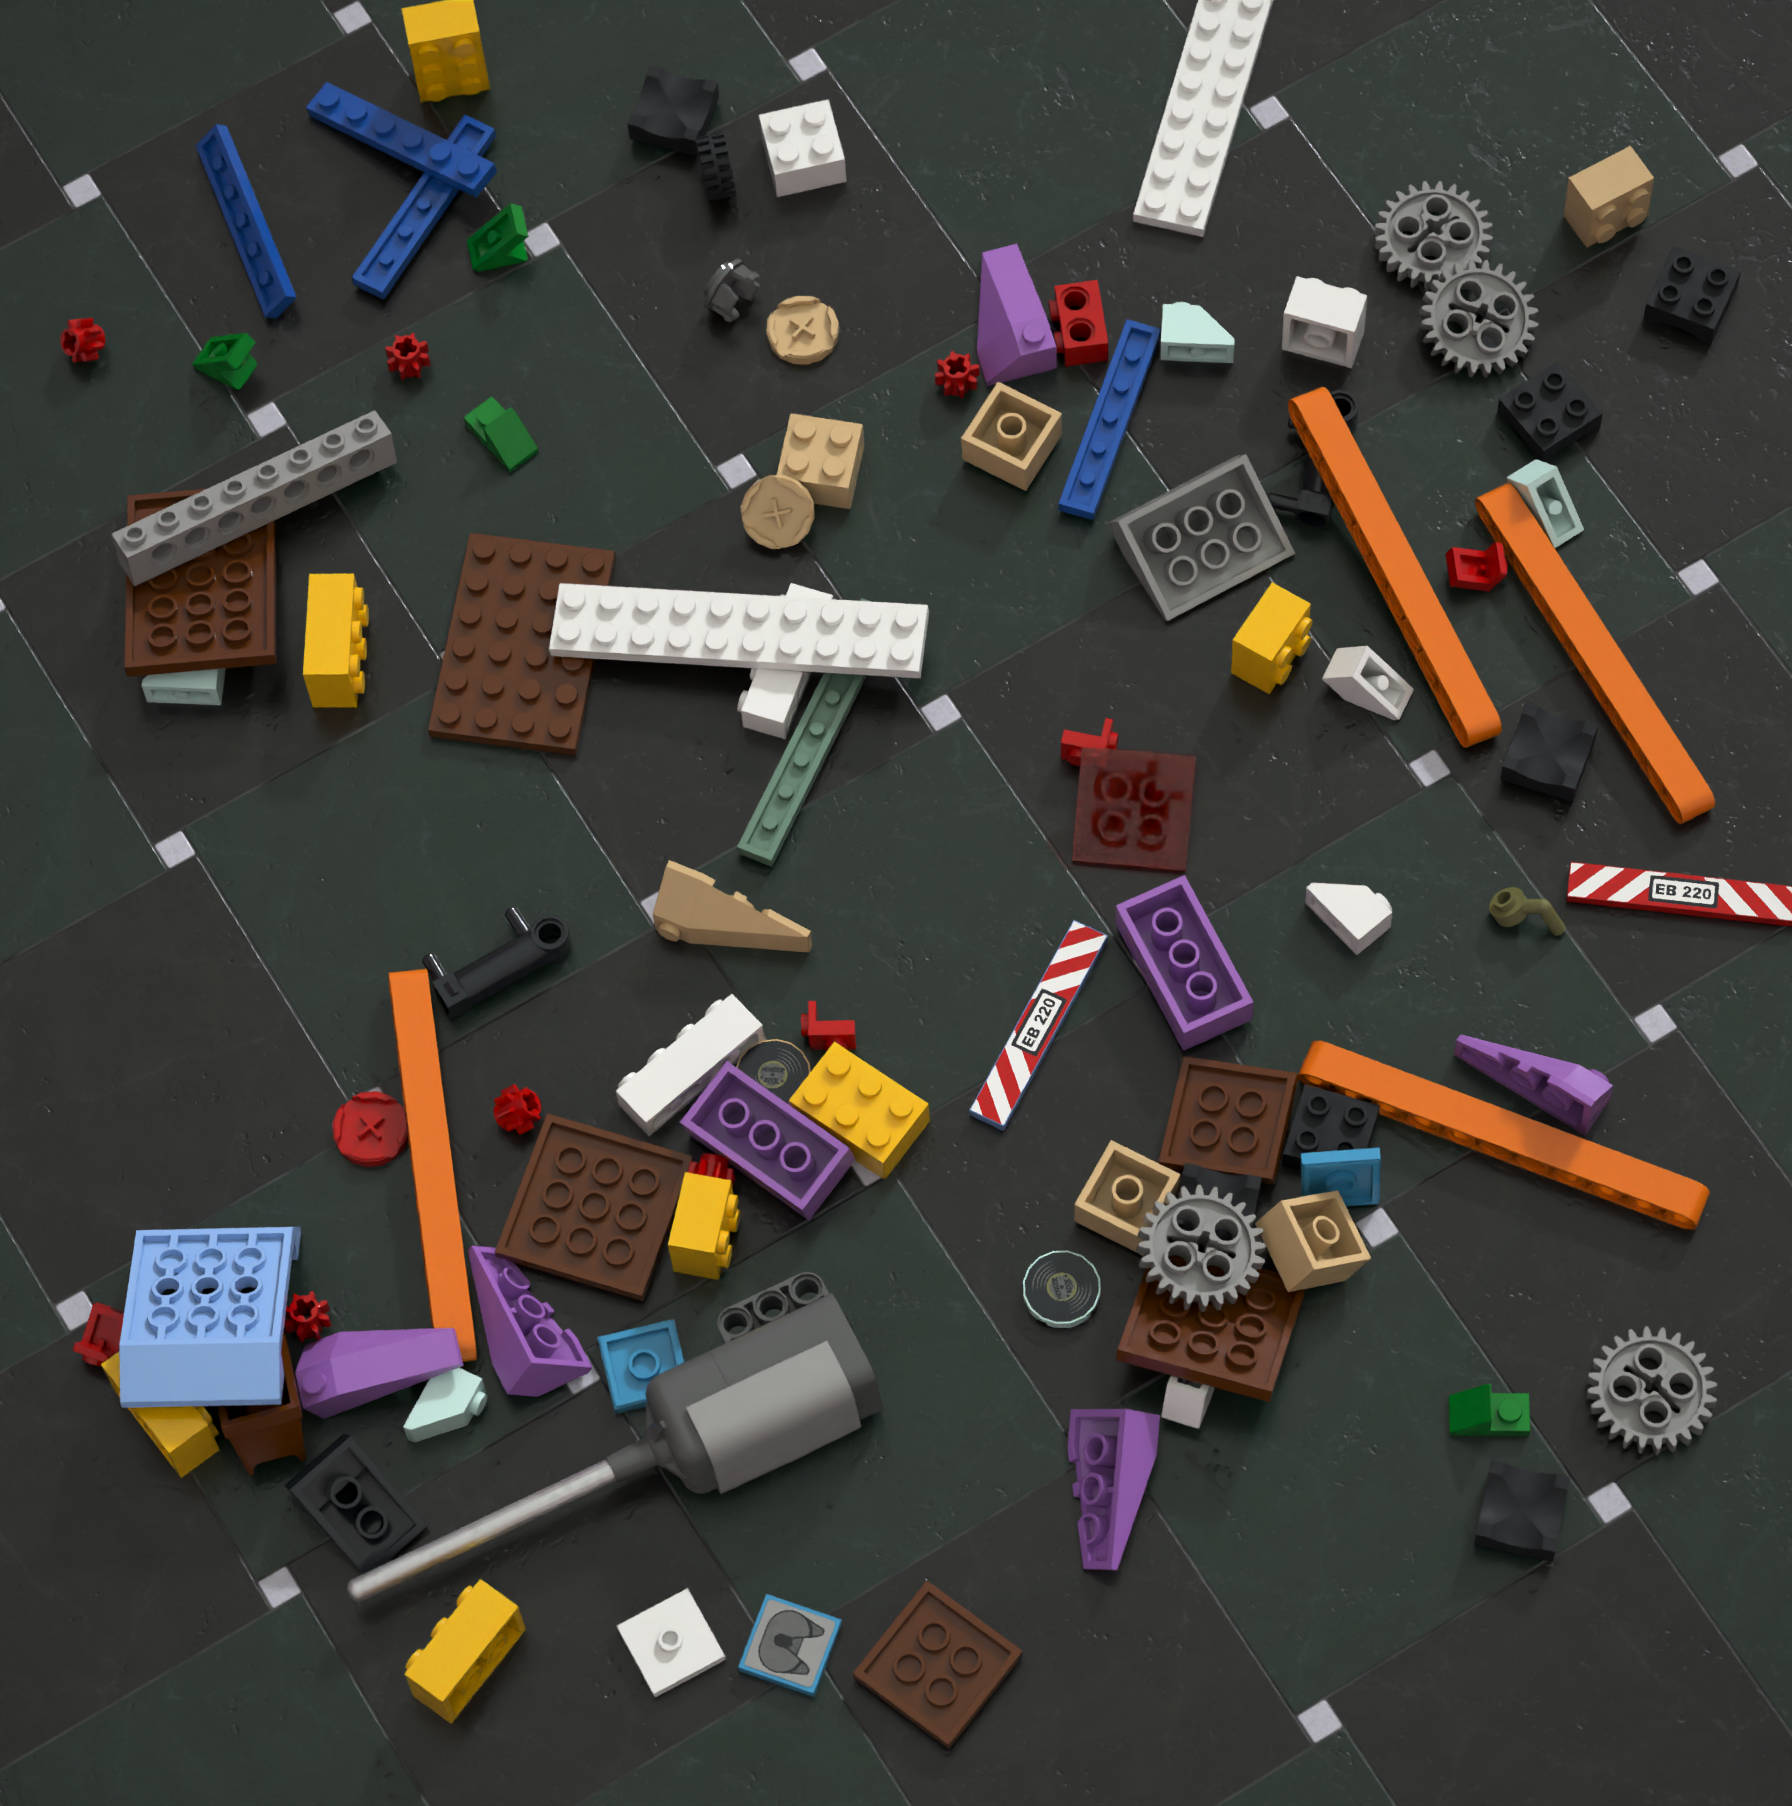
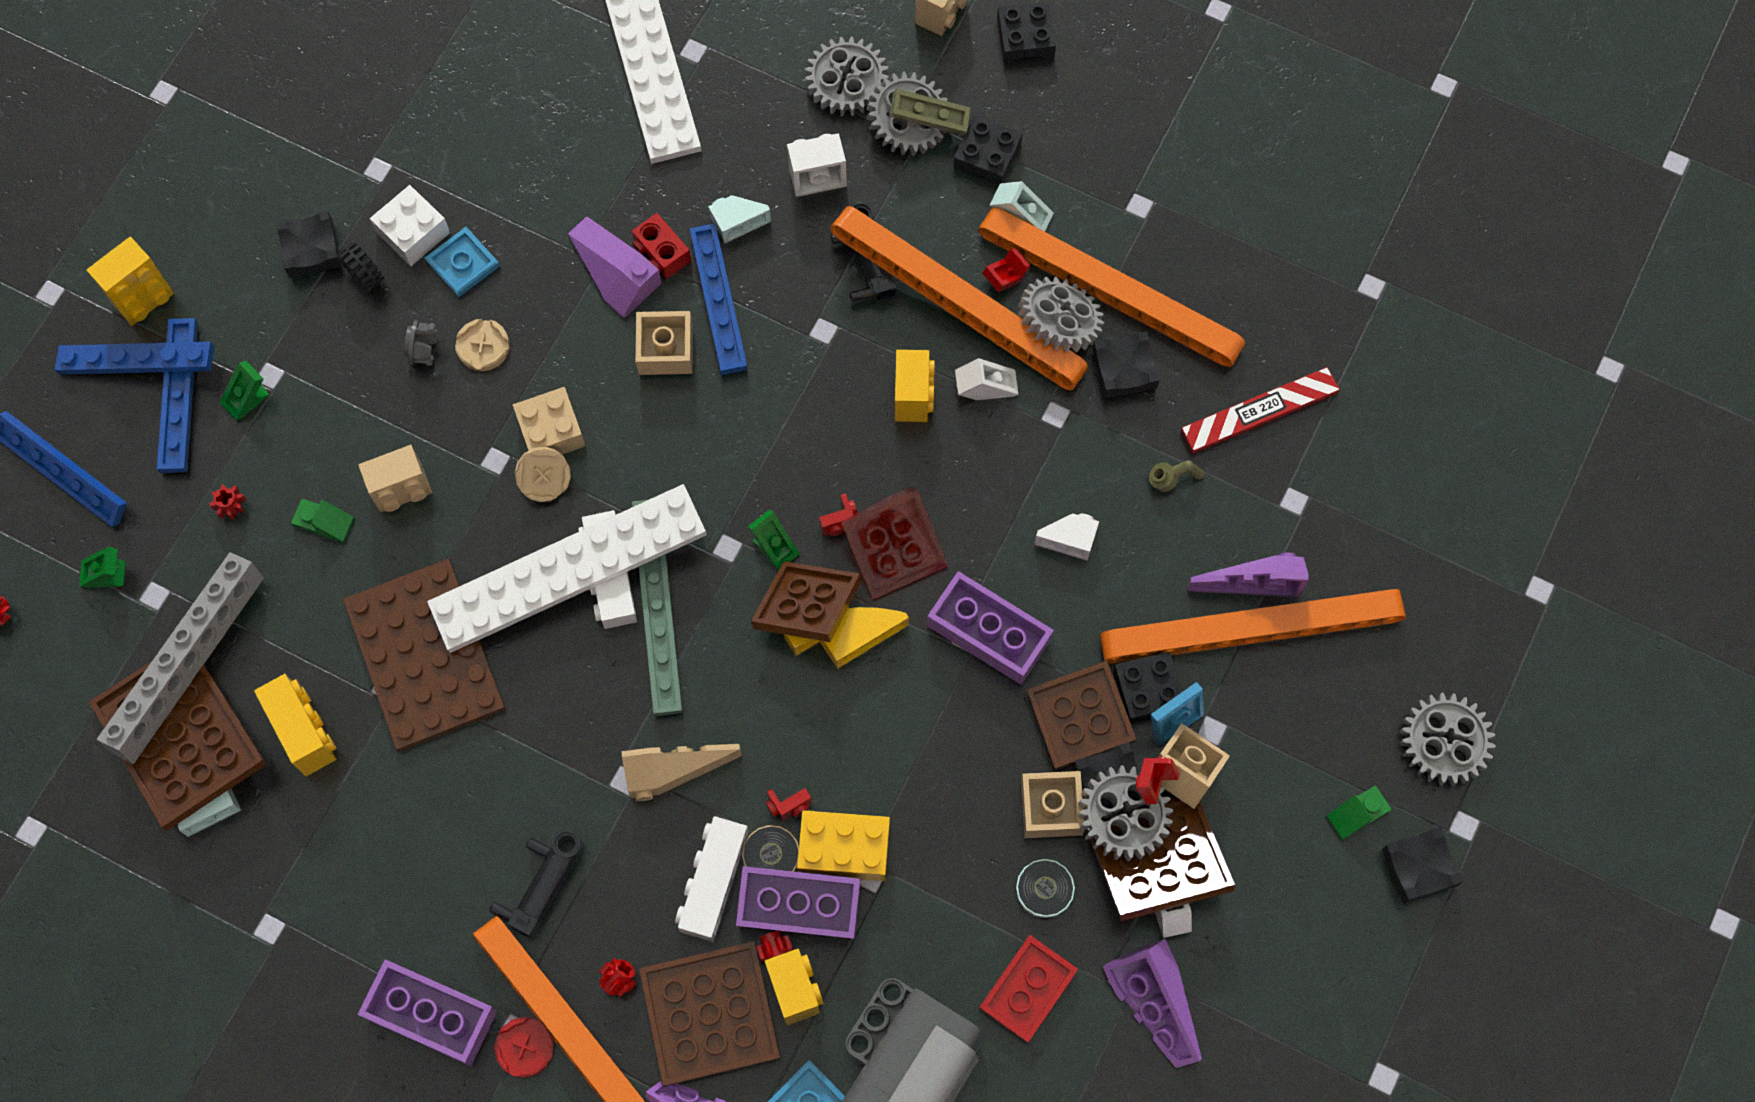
camera: 35 degrees left, 5 degrees up
(289, 1029) = (427, 1012): none -> medium lavender brick
(607, 428) = (395, 479): none -> tan brick
(838, 222) = (462, 262): none -> dark azure tile
(957, 374) = (595, 321): red gear -> none
(969, 1384) = (1028, 989): none -> red plate
(987, 815) = (806, 601): none -> reddish brown plate
(996, 728) = (773, 539): none -> green slope
(1015, 877) = (856, 634): none -> yellow slope
(1038, 1025) = (920, 721): tile -> none
(1202, 537) = (824, 343): light grey slope -> none
(1255, 1220) = (1151, 777): none -> red bracket
(1500, 328) = (930, 111): none -> olive plate
(1506, 650) = (1060, 314): none -> light grey gear

